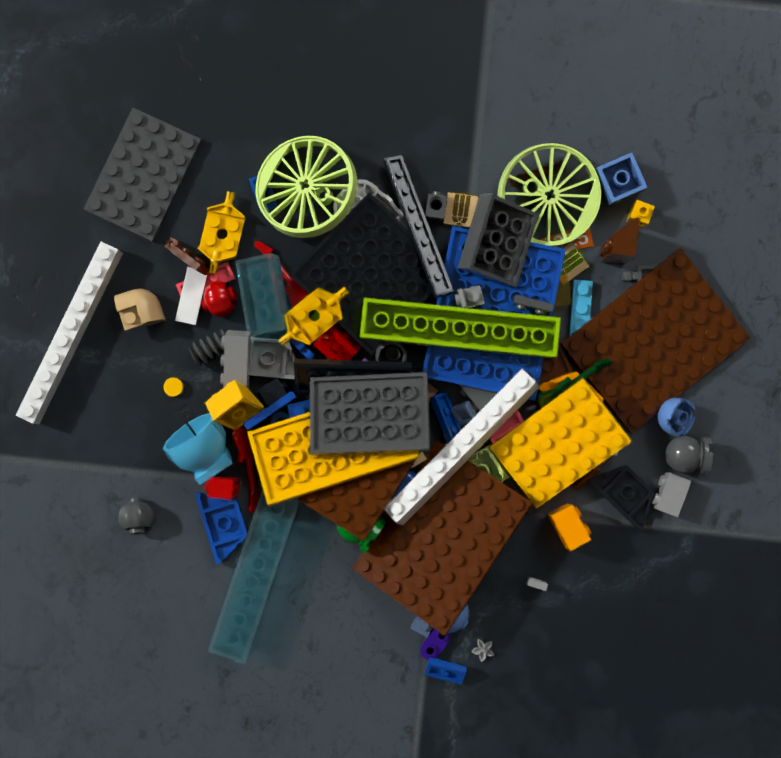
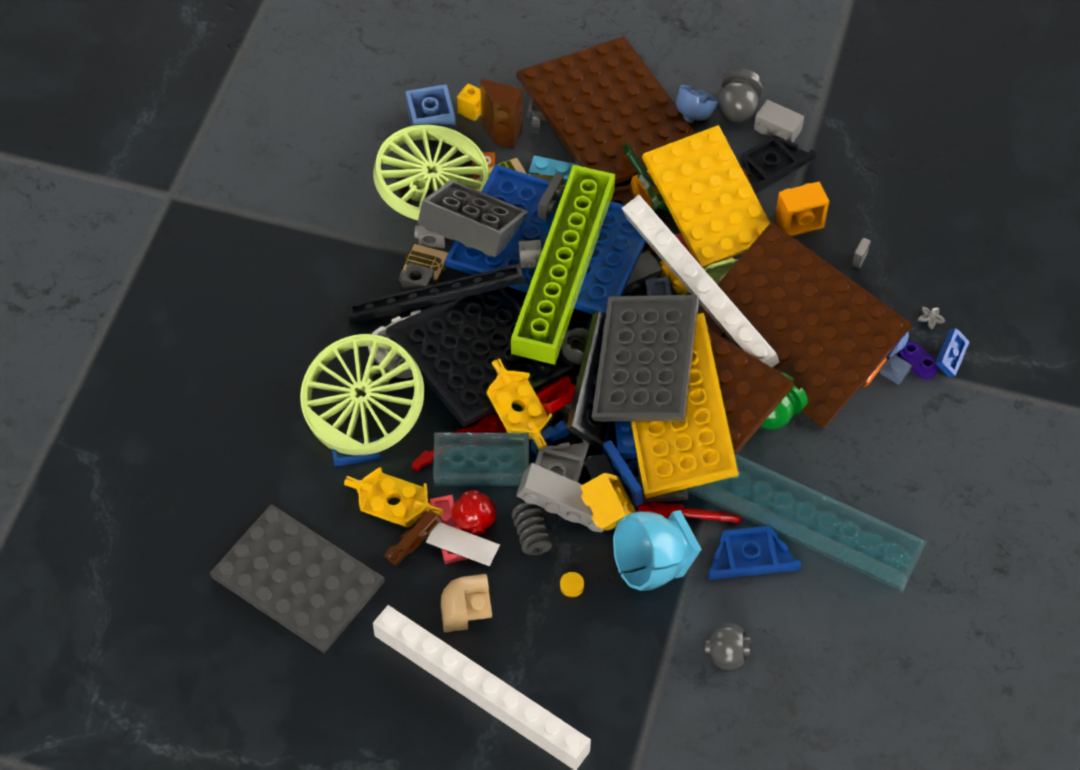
camera: 80 degrees left, 30 degrees down
(223, 487) = (708, 526): red brick -> none

